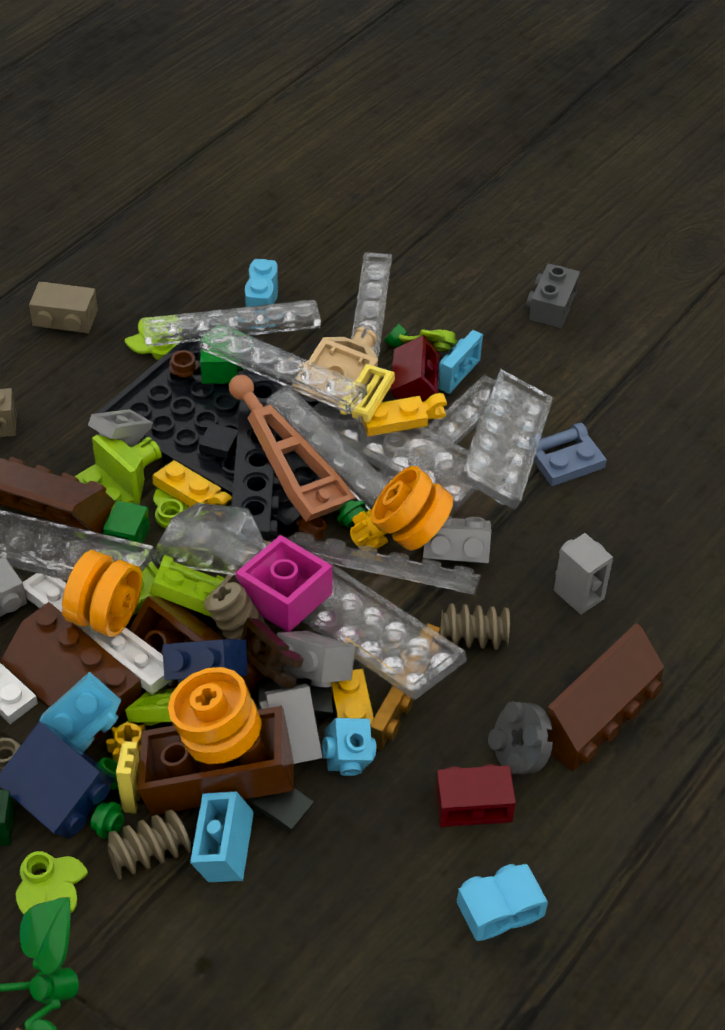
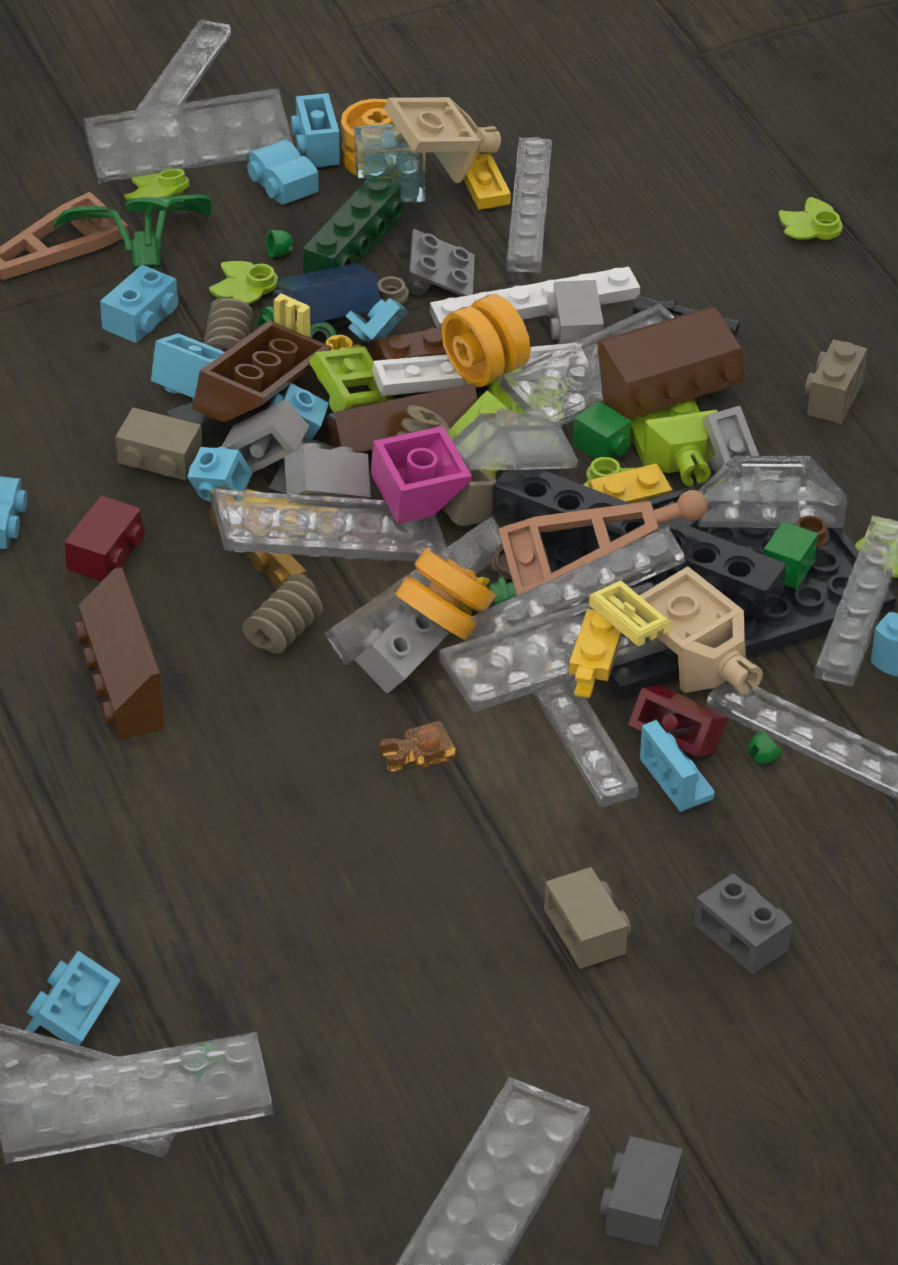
camera: 120 degrees right, 5 degrees down
(138, 947) = (139, 303): none -> medium azure brick
(166, 393) = (770, 491): none -> clear wedge
(190, 657) = (361, 381): dark blue brick -> none
(214, 715) = (280, 347): light orange wheel -> none
(269, 653) = (336, 431): dark brown hinge -> none
(284, 367) = (711, 558): clear plate -> none
(339, 811) = (158, 443): none -> dark tan brick
(440, 339) = (722, 757): lime plate -> none
(506, 439) = (503, 727): clear plate -> none
(506, 737) = (140, 575): dark grey plate -> none
(533, 507) = (421, 744): none -> clear orange plate
(569, 461) = (459, 813): sand blue plate -> none
(582, 573) = (277, 708): light grey brick -> none
(615, 355) = (586, 917): none -> dark tan brick

